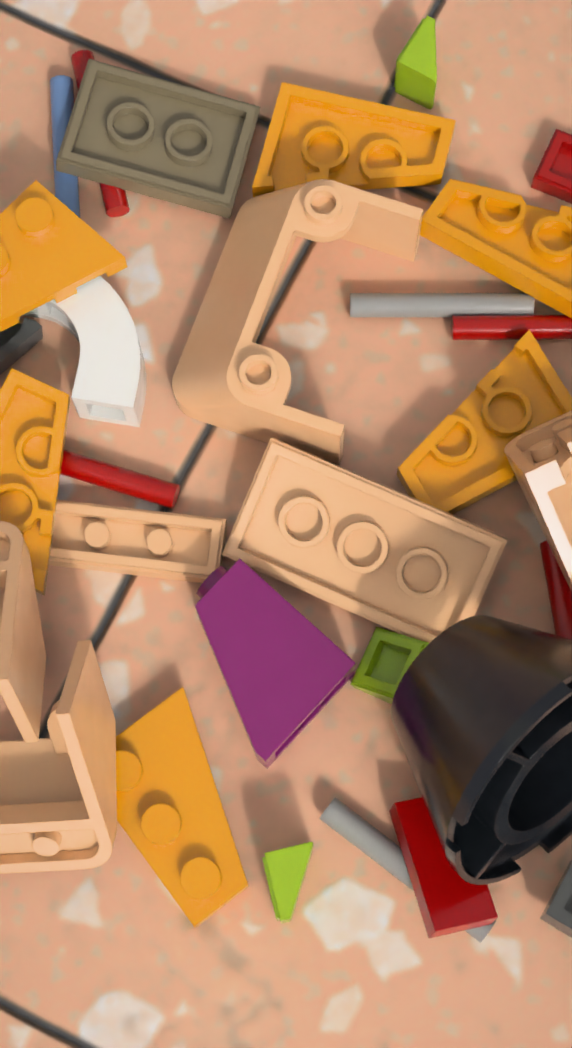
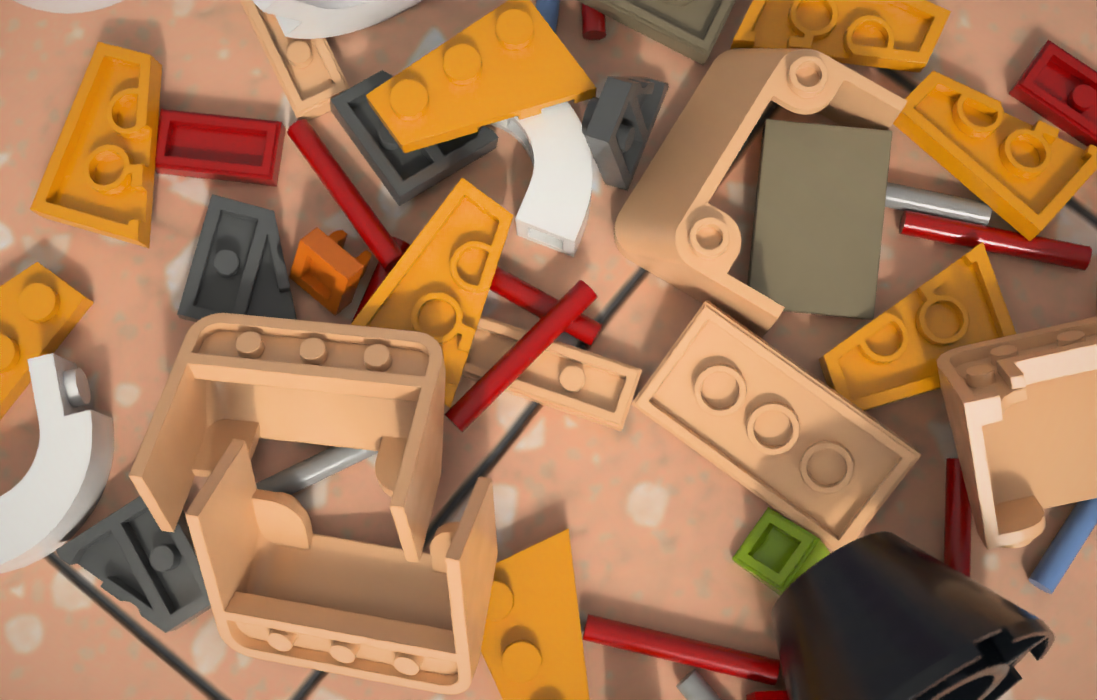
camera: 10 degrees right, 5 degrees up
(103, 529) = (521, 356): none -> red bar
(158, 289) = (620, 125): none -> dark grey wing
(269, 656) = (658, 519): magenta slope -> none
(316, 782) = (681, 650): none -> red bar
(369, 339) = (820, 217): none -> dark tan tile

